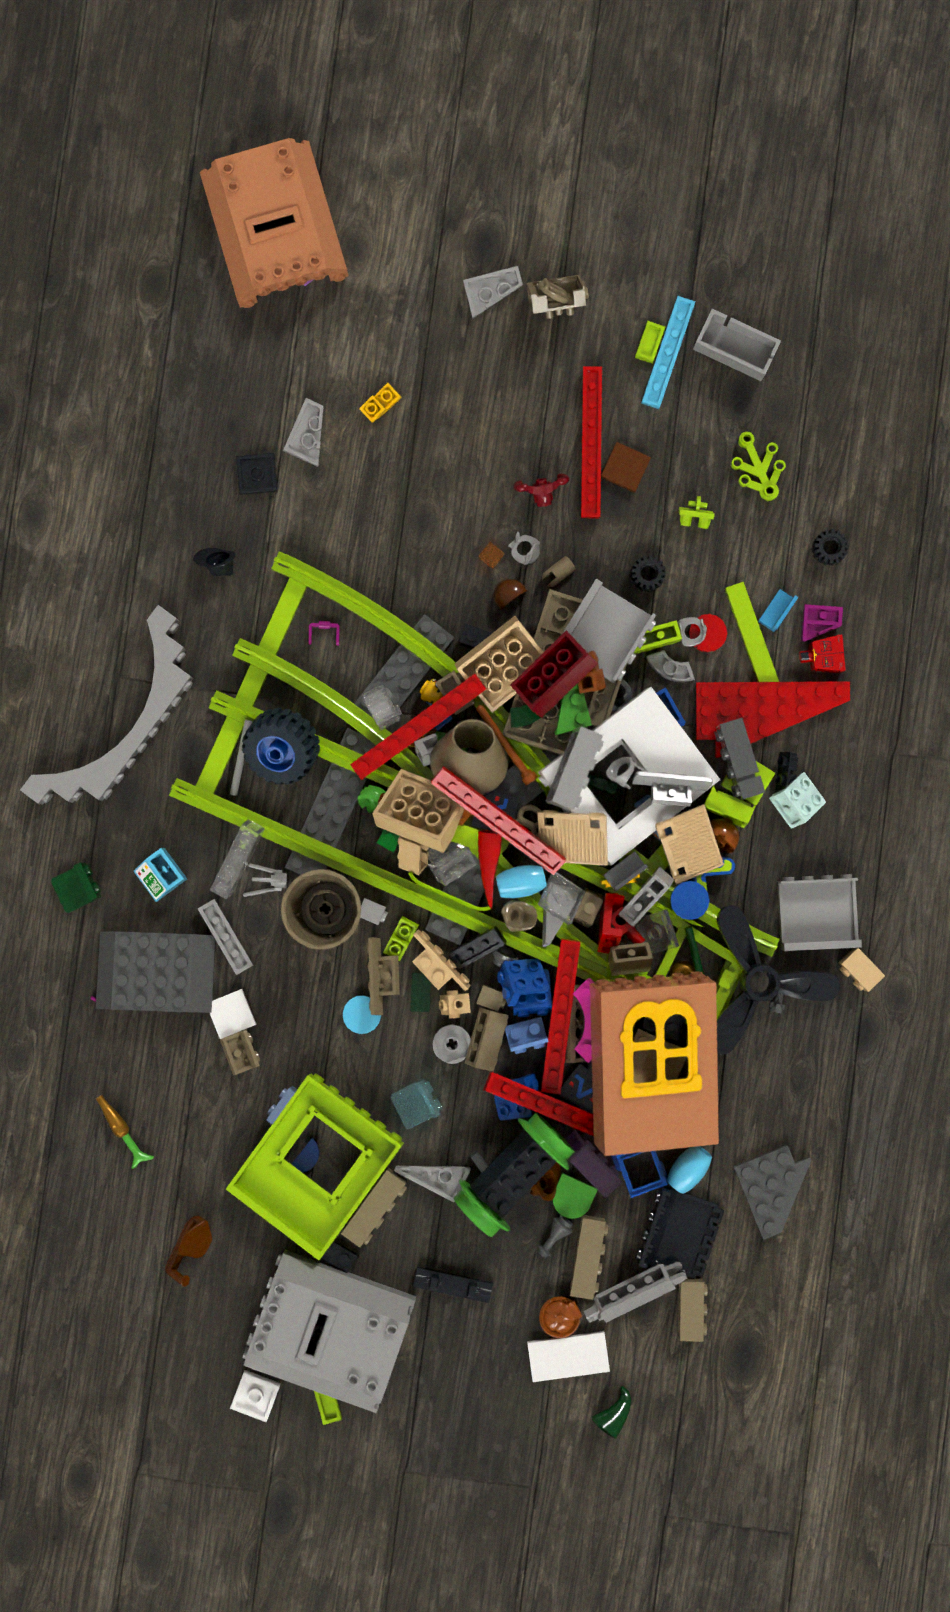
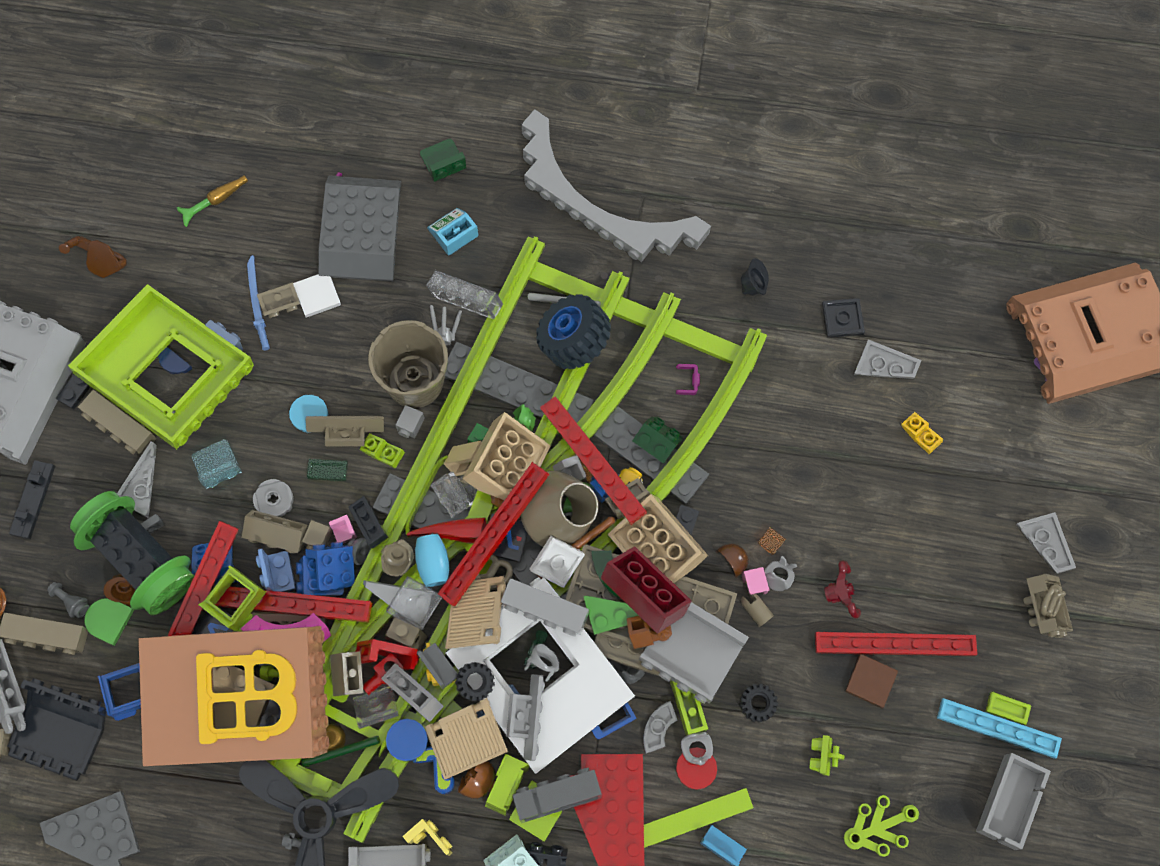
camera: 90 degrees right, 15 degrees down
(225, 937) = (390, 288): light grey plate -> none
(263, 1071) = (259, 322): none -> medium blue sword
(381, 707) = (612, 426): clear brick -> none
(390, 662) = (657, 438): none -> dark green bracket
(435, 965) = (353, 483): tan bracket -> none
(454, 1004) = (309, 505): tan brick -> none
(484, 972) = (343, 529): none -> bright pink panel
(522, 760) = (557, 561): none -> white tile
(533, 571) = (755, 581): none -> bright pink panel
(572, 1060) = (243, 613): none -> lime piece
(593, 1165) = (124, 646): clear purple wedge -> none
(631, 842) = (487, 684): none -> black tyre
(689, 1169) = (121, 740): medium azure piece -> none
(772, 888) = (417, 834): none -> light yellow bracket

